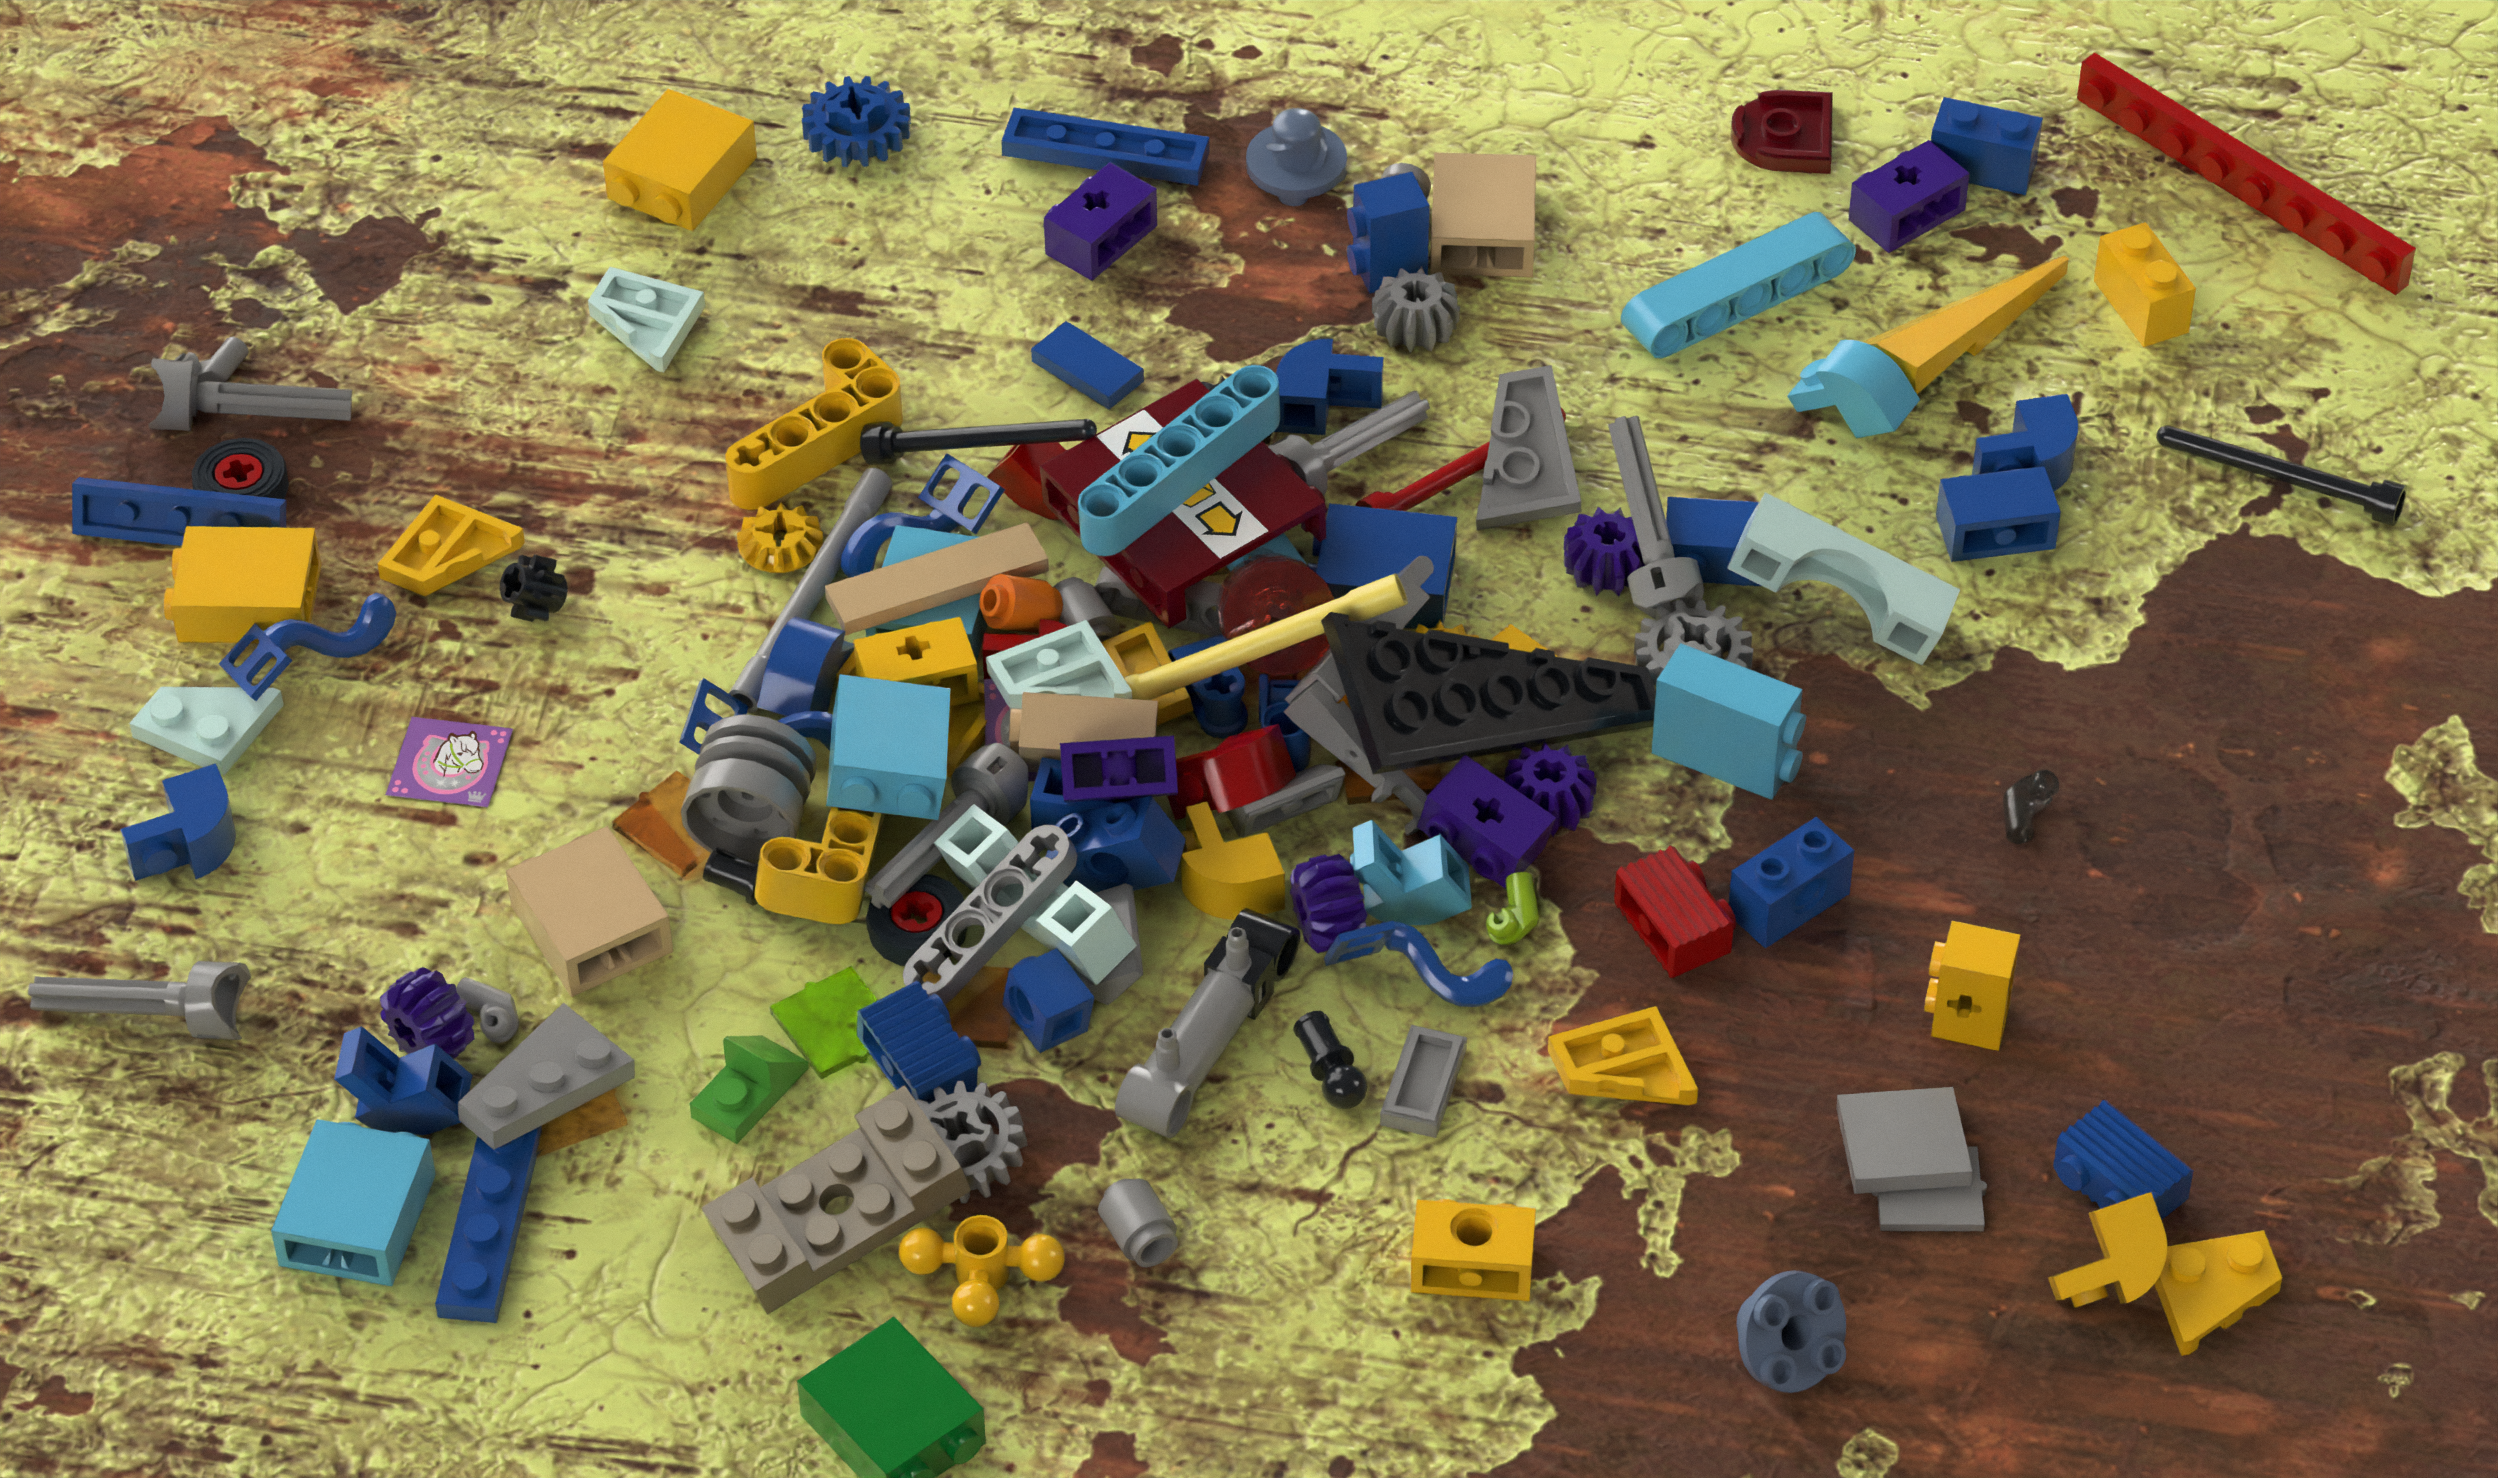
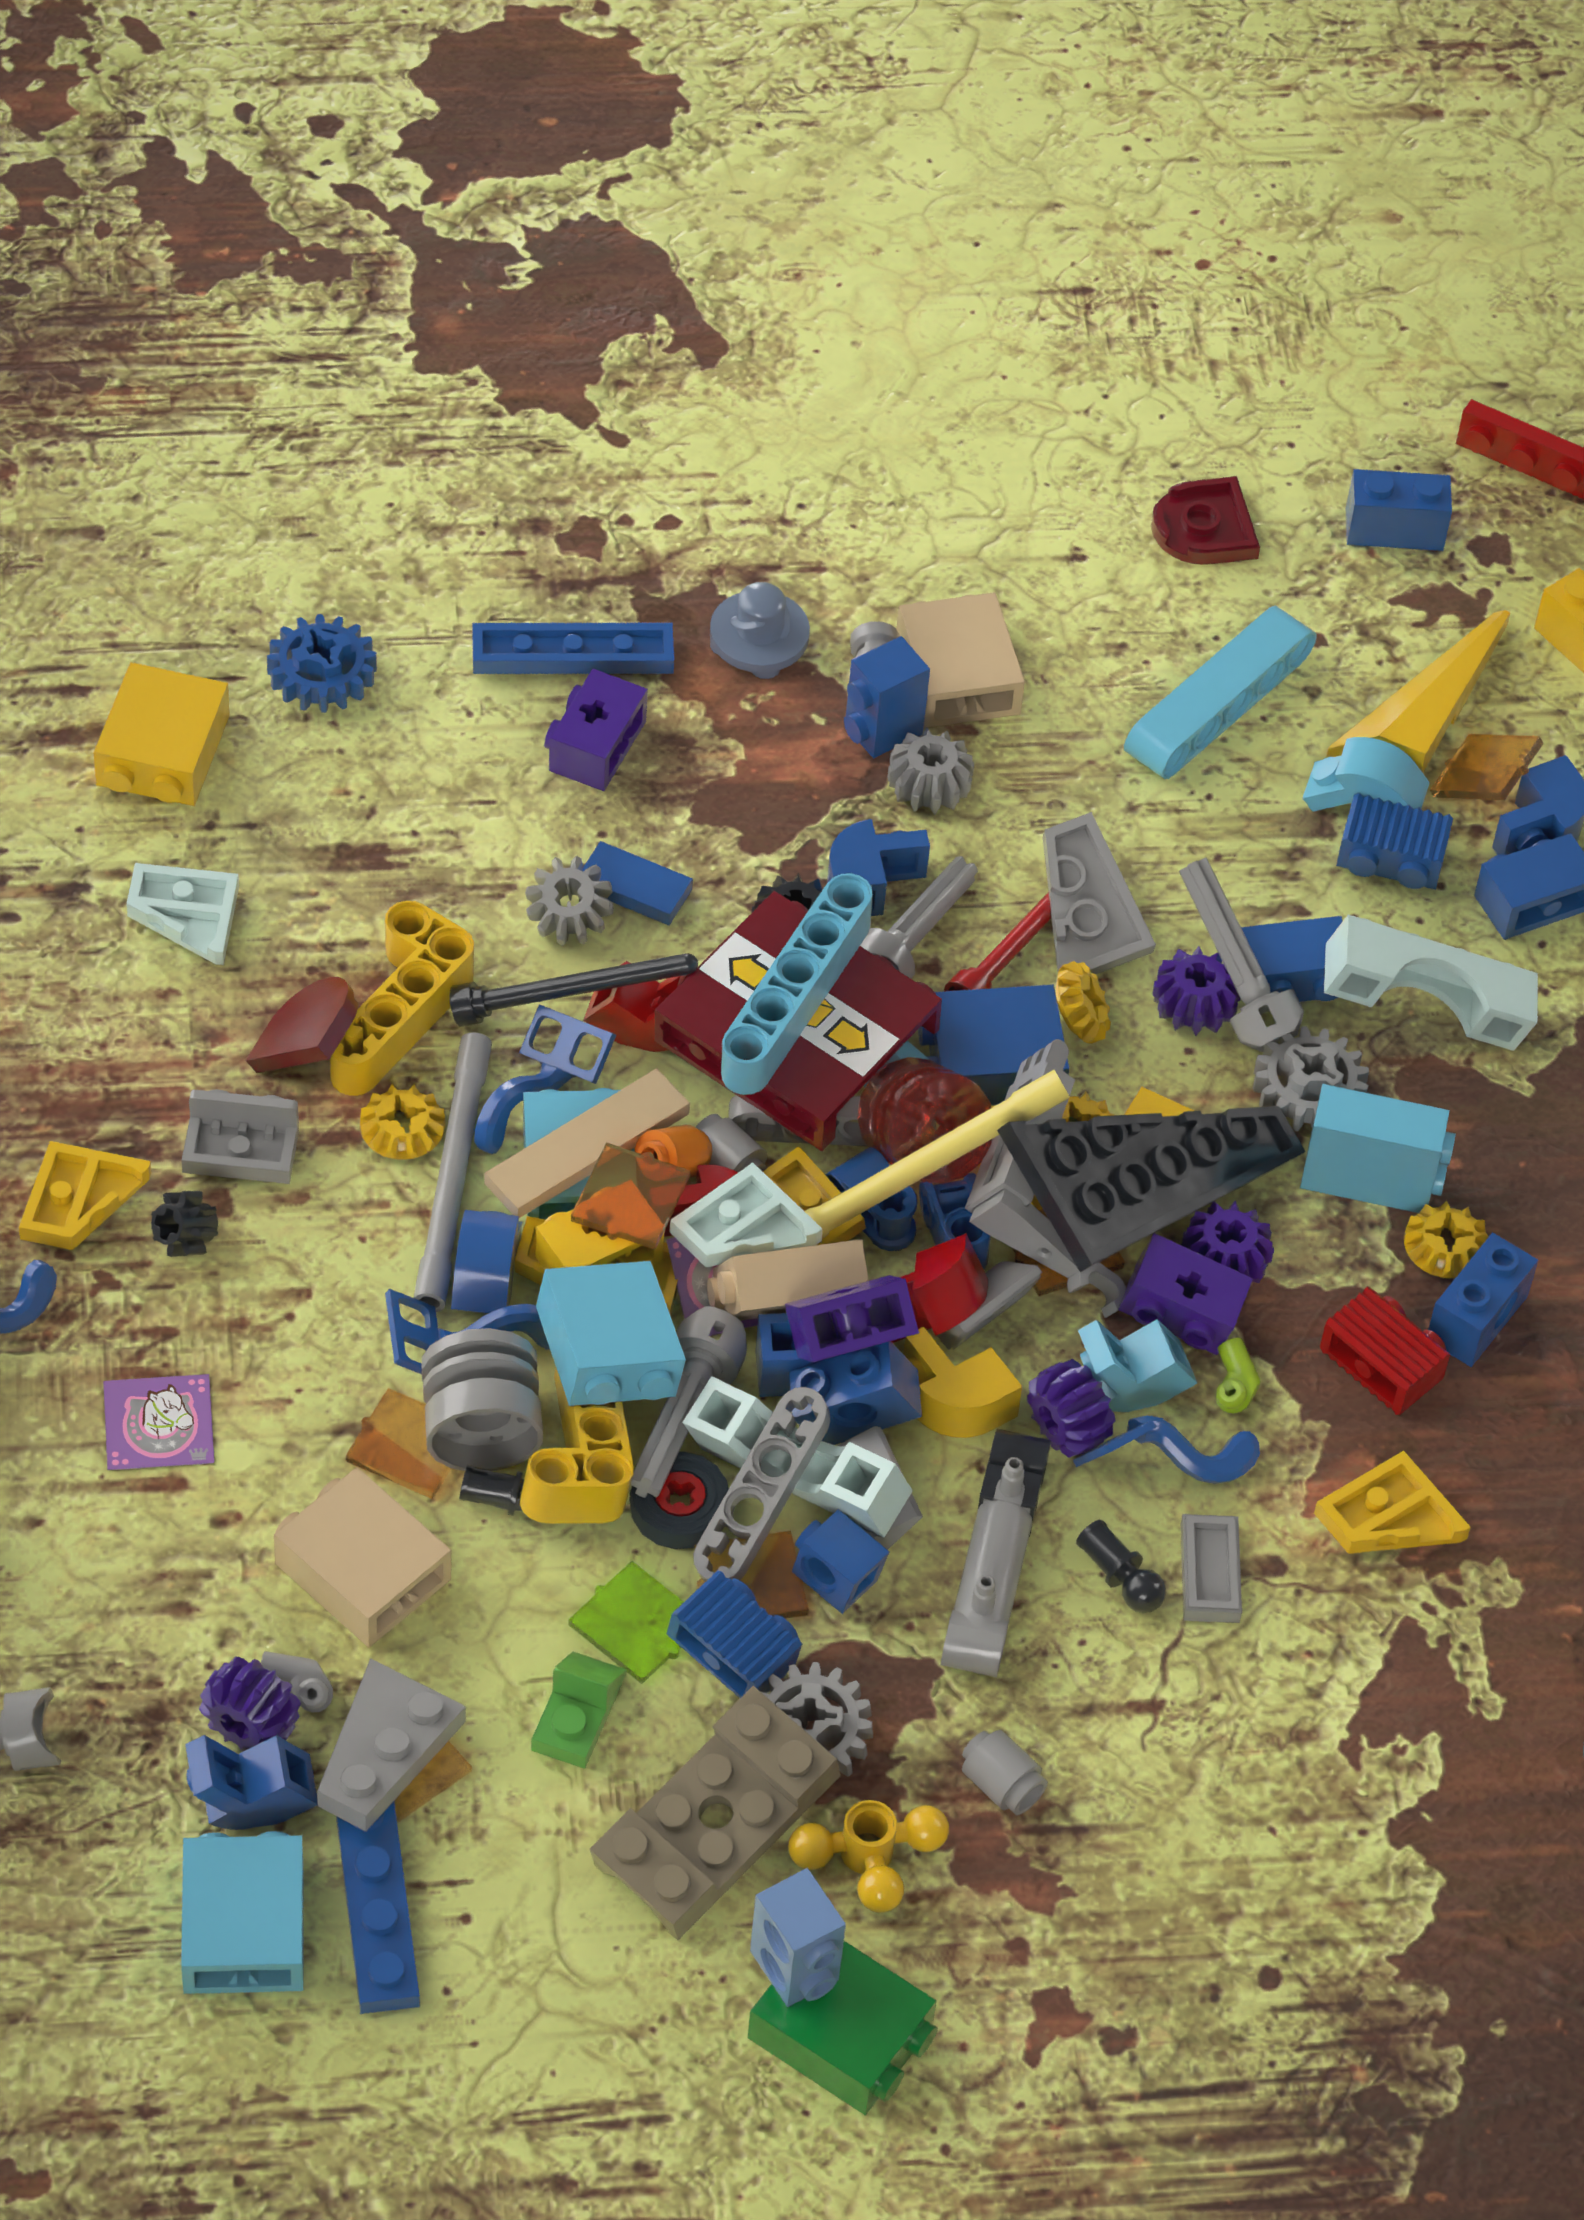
camera: 20 degrees left, 5 degrees up
(617, 521) = (241, 1136): none -> light grey bracket
(713, 435) = (306, 1027): none -> dark red tile
(852, 1313) = (798, 1938): none -> medium blue brick
(953, 627) = (630, 1195): none -> clear orange piece
(1014, 384) = (563, 882): none -> light grey gear
(1449, 1265) = (1300, 1753): yellow brick -> none
(1484, 540) = (1082, 1002): none -> yellow gear
(1758, 817) = (1429, 1249): none -> yellow gear
(1864, 449) = (1394, 842): none -> blue brick
(1908, 196) = (1344, 572): dark purple brick -> none
(1985, 394) = (1486, 766): none -> clear orange piece

